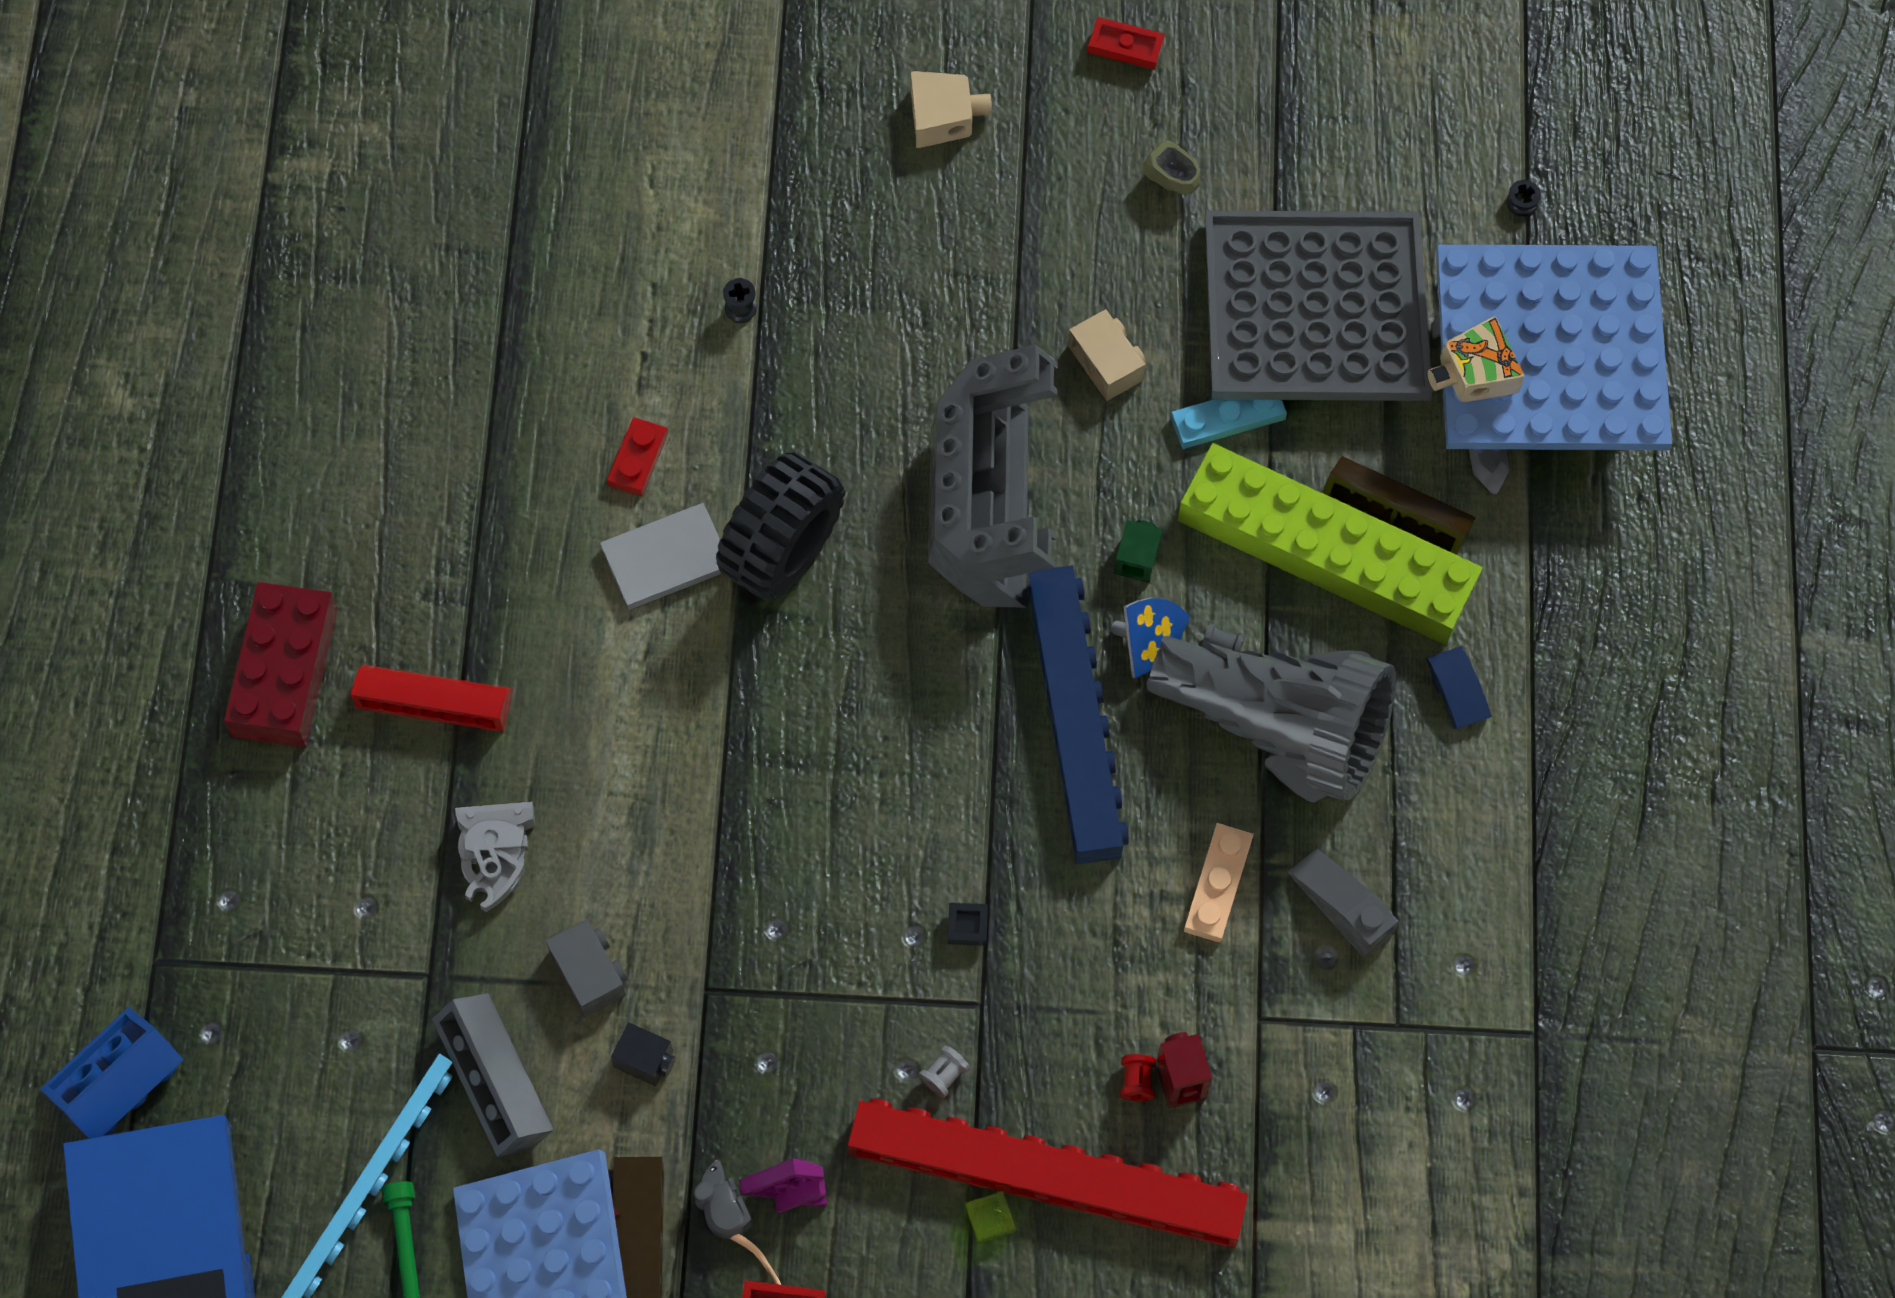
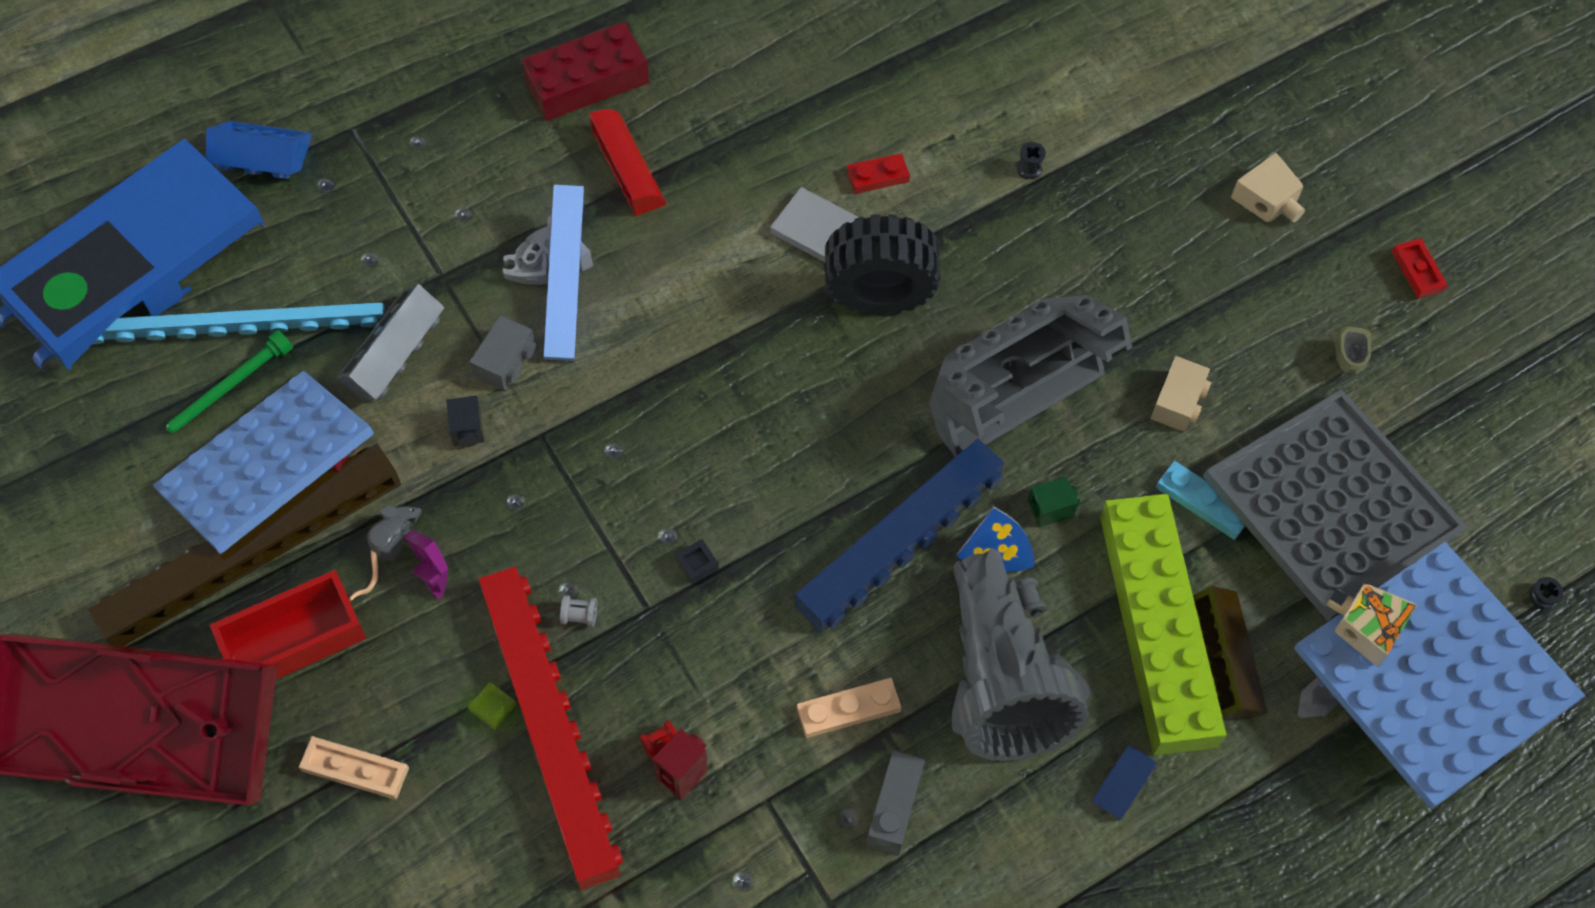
camera: 55 degrees right, 5 degrees down
(538, 843) = (564, 273): none -> light blue tile

